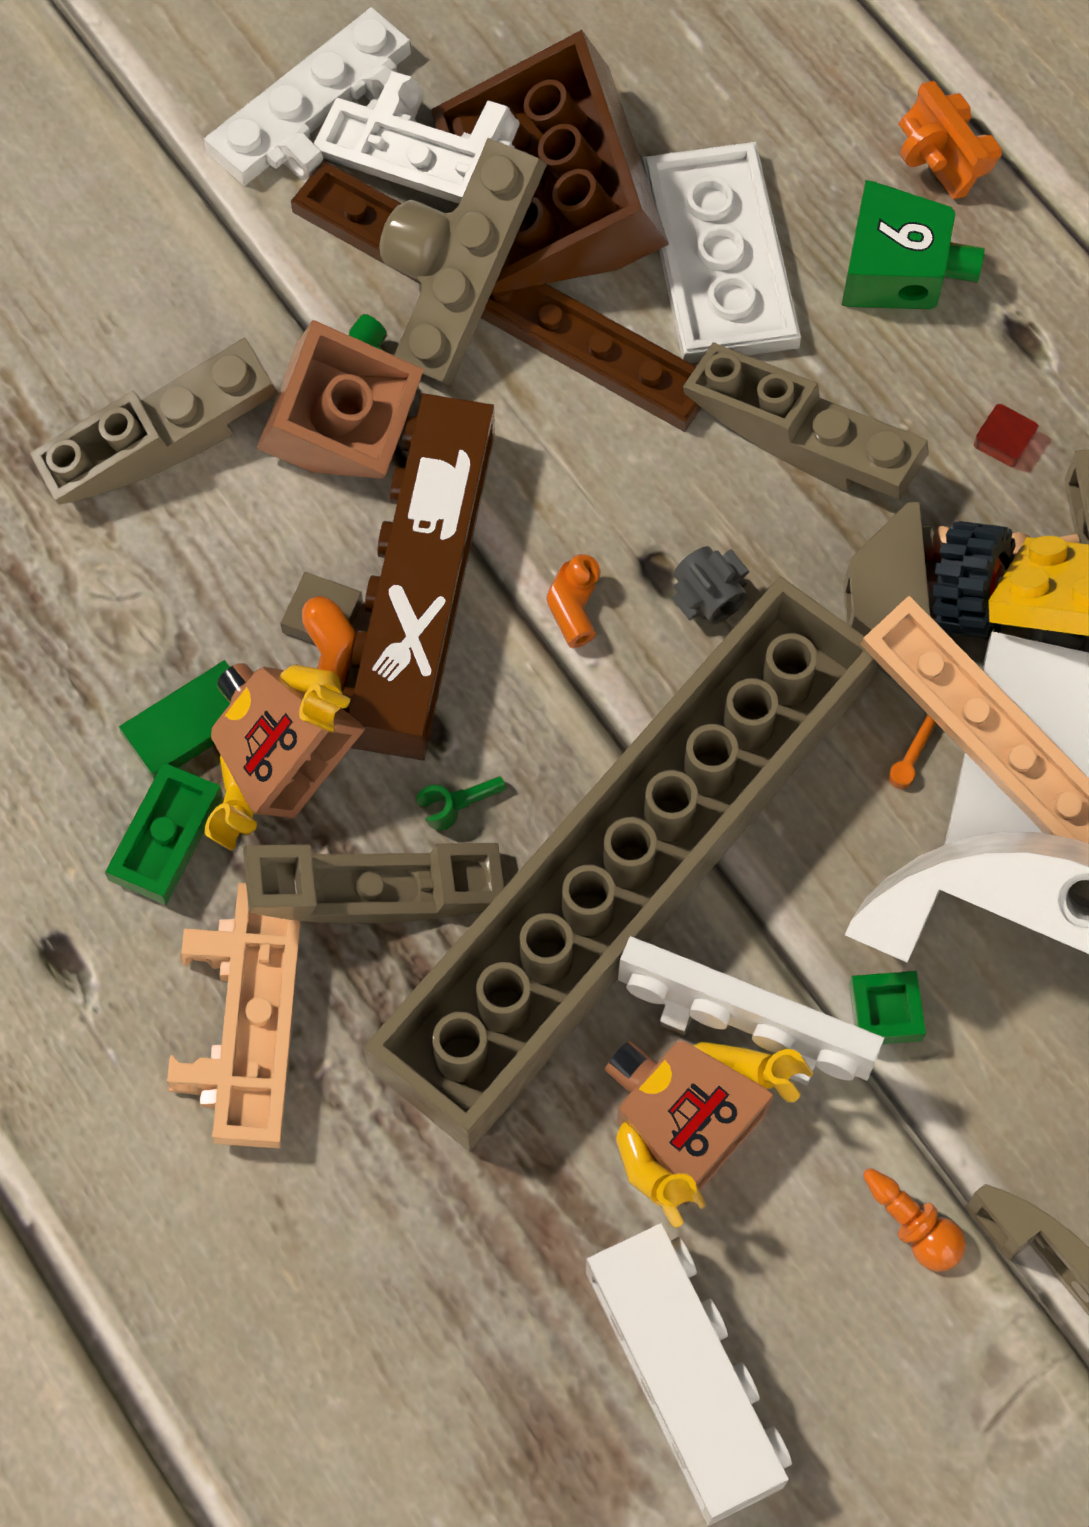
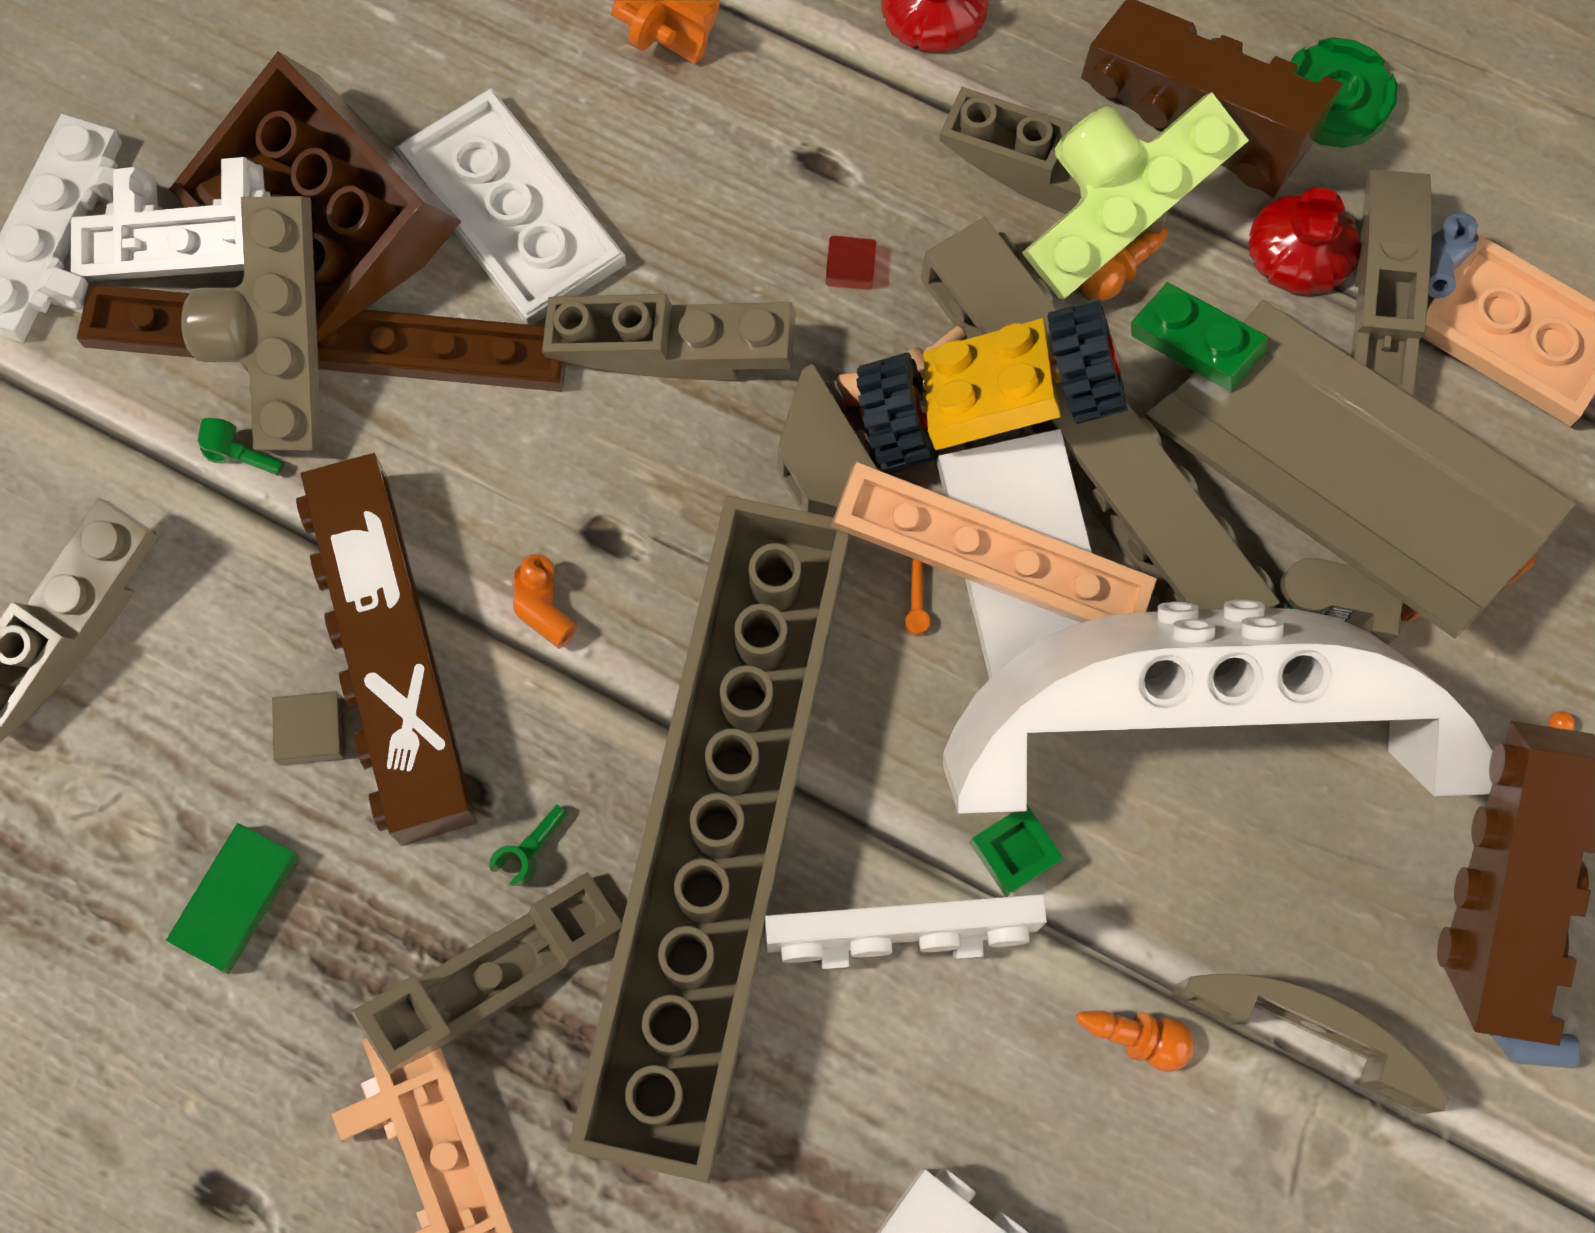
camera: 30 degrees left, 5 degrees up
(164, 833) = (263, 1024): green plate -> none
(276, 743) = (329, 888): torso -> none
(330, 634) = (332, 752): orange arm -> none
(340, 405) = (225, 520): nougat slope -> none
(692, 1113) = (897, 1046): torso -> none
(710, 584) = (661, 529): dark grey gear -> none
(905, 251) = (678, 132): green torso -> none

